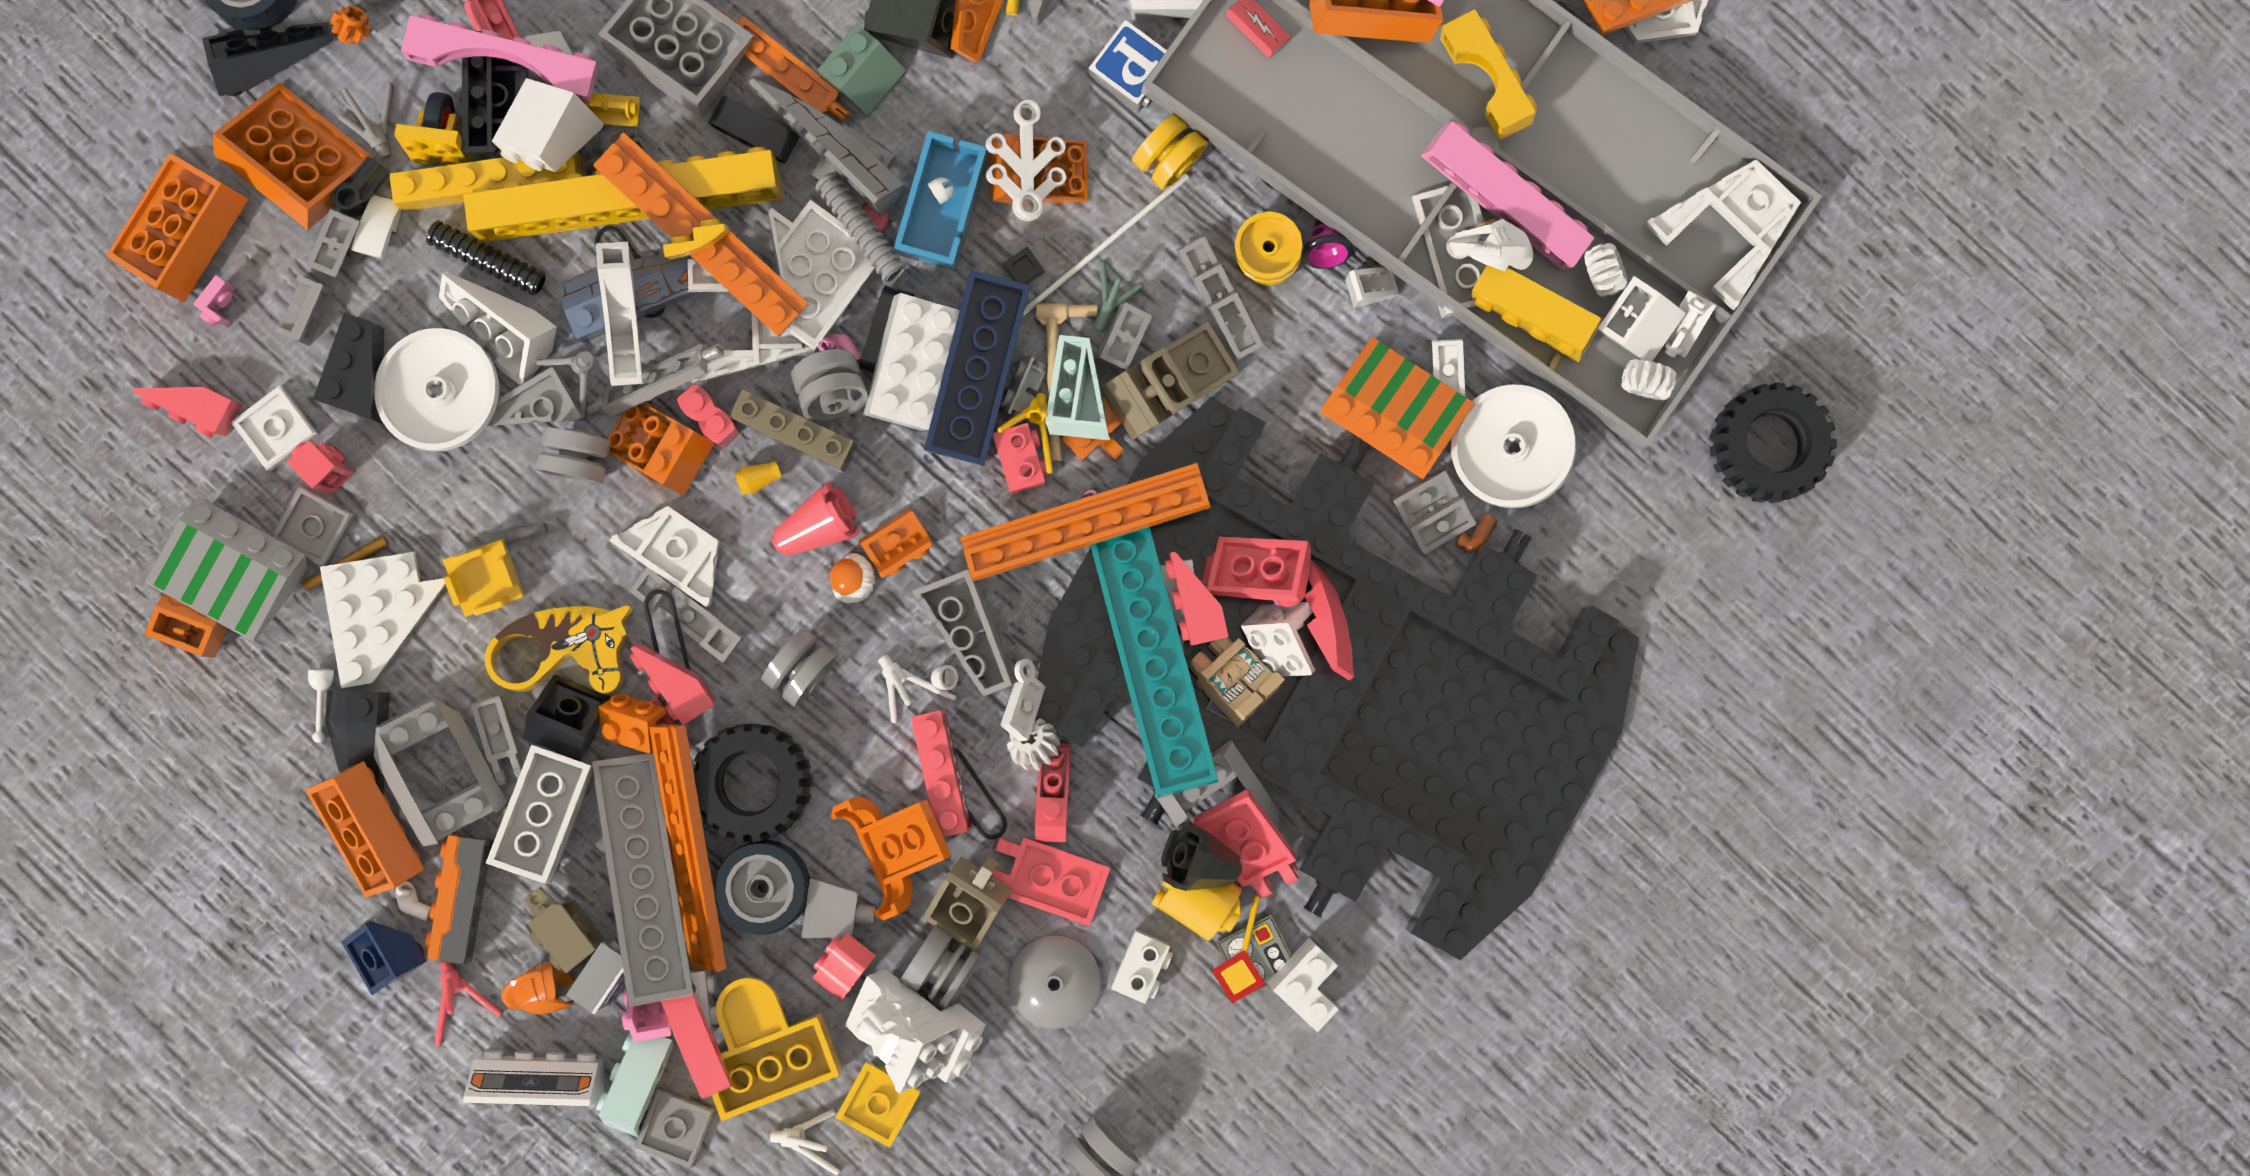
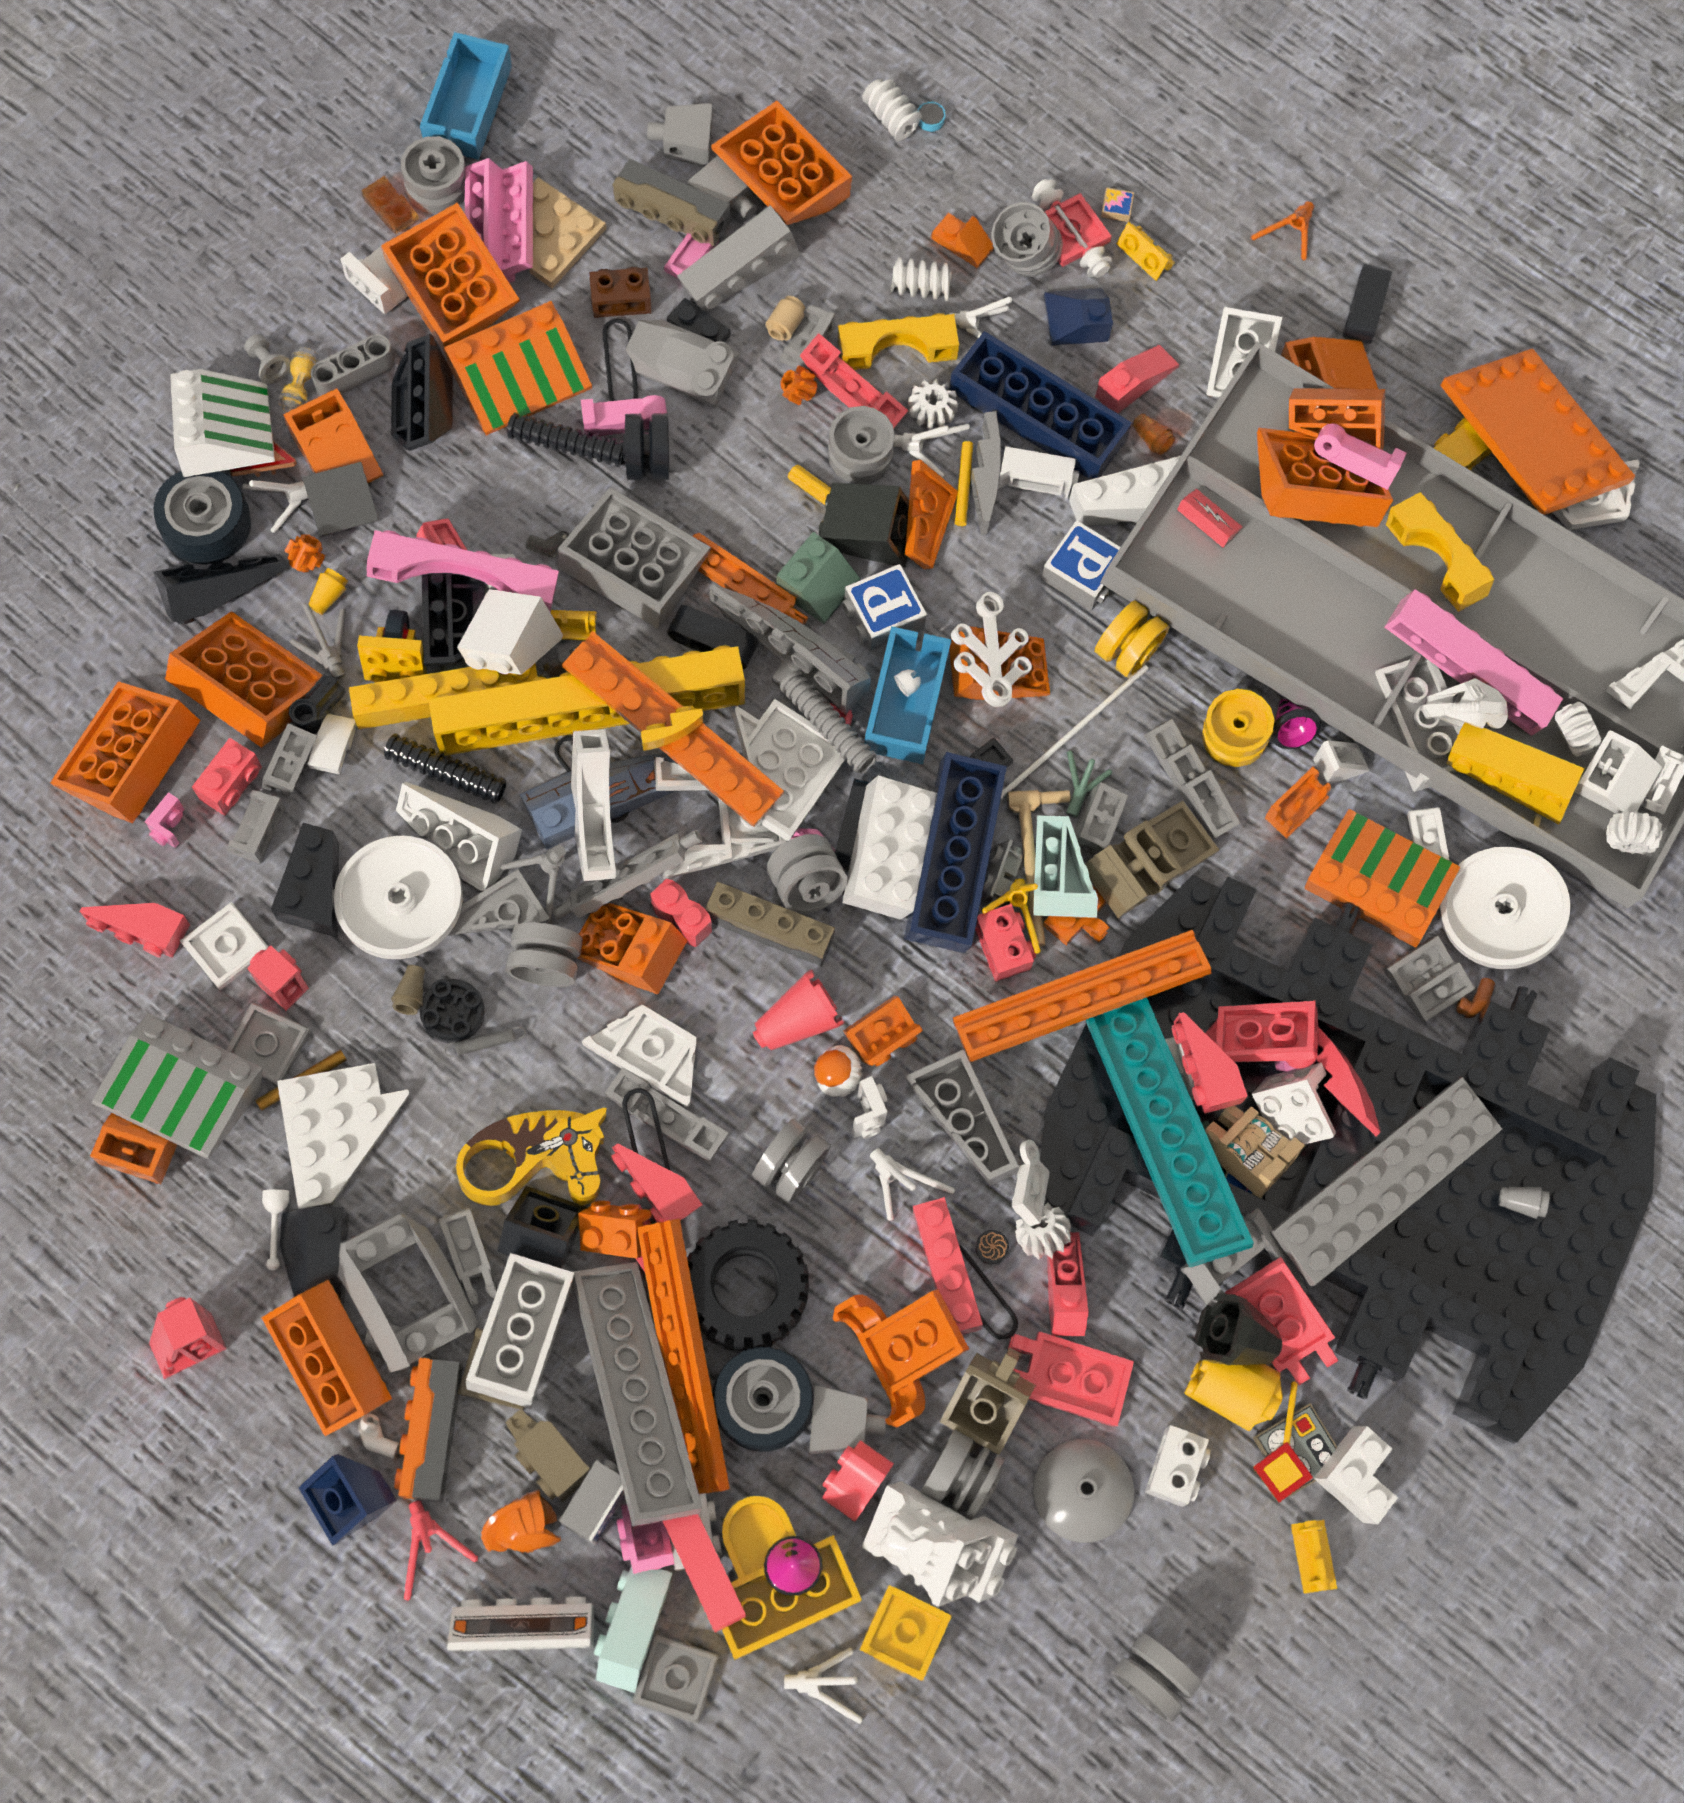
camera: 10 degrees left, 15 degrees down
(237, 803) = (184, 1336): none -> coral wedge
(274, 259) = (227, 776): none -> coral brick
(373, 65) = (327, 590): none -> yellow cone
(448, 481) = (409, 992): none -> dark tan cone
(482, 578) = (449, 1086): yellow panel -> none
(488, 502) = (452, 1010): none -> black tile
(592, 24) = (549, 546): none -> clear smoke arm
(756, 477) = (730, 973): yellow cone -> none
(778, 1042) = (793, 1565): none -> dark pink hat
(880, 614) = (872, 1099): none -> white bracket
(925, 104) = (881, 603): none -> piece
(944, 677) = (941, 1168): white hinge -> none
(987, 753) = (992, 1246): none -> tile
(1260, 1053) = (1313, 1556): none -> yellow hinge
(1323, 328) = (1298, 803): none -> orange hinge
(1359, 718) = (1385, 1181): none -> light grey plate
(1494, 738) = (1525, 1200): none -> light grey cone

